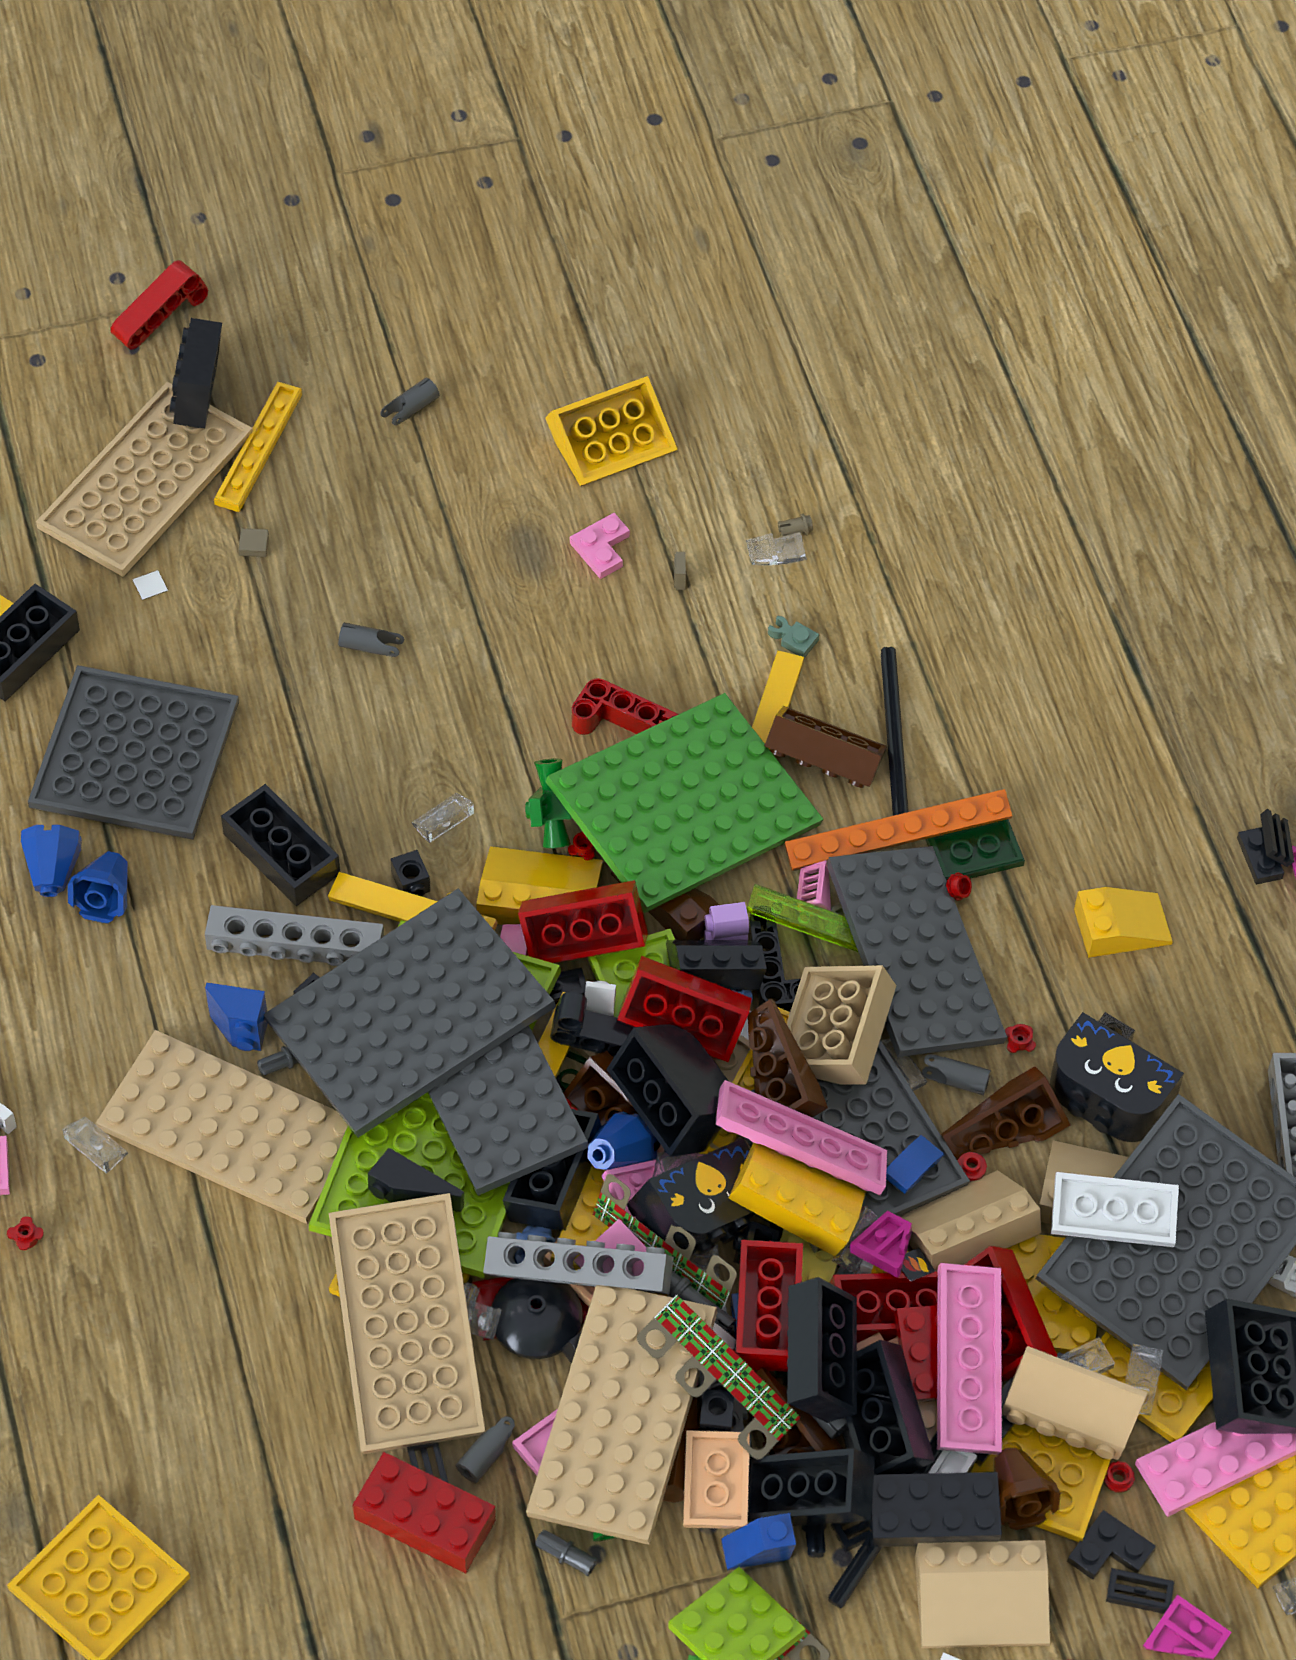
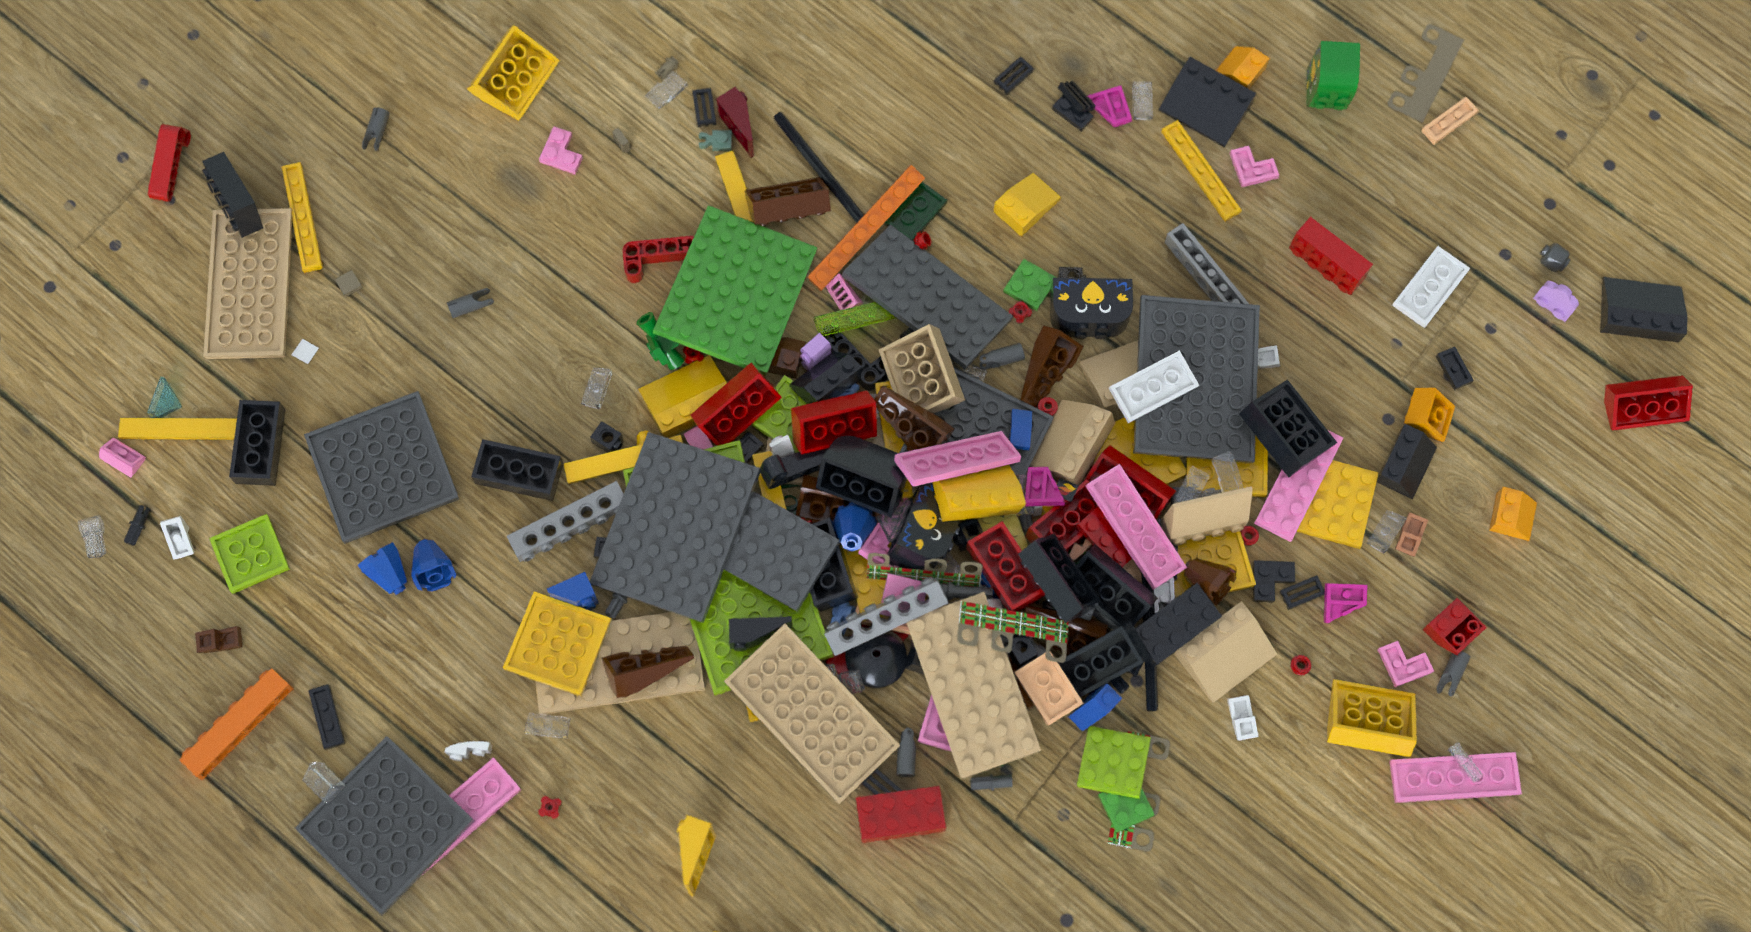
camera: 35 degrees left, 15 degrees up
(141, 1379) = (696, 842): none -> yellow slope
(174, 1056) = (557, 643): none -> yellow plate
(232, 1142) = (632, 673): none -> reddish brown wedge
(798, 609) = (706, 121): none -> black tile
(836, 616) = (734, 113): none -> dark red slope
(1052, 1013) = (1029, 285): none -> bright green plate
(1217, 776) = (1003, 85): none -> black tile

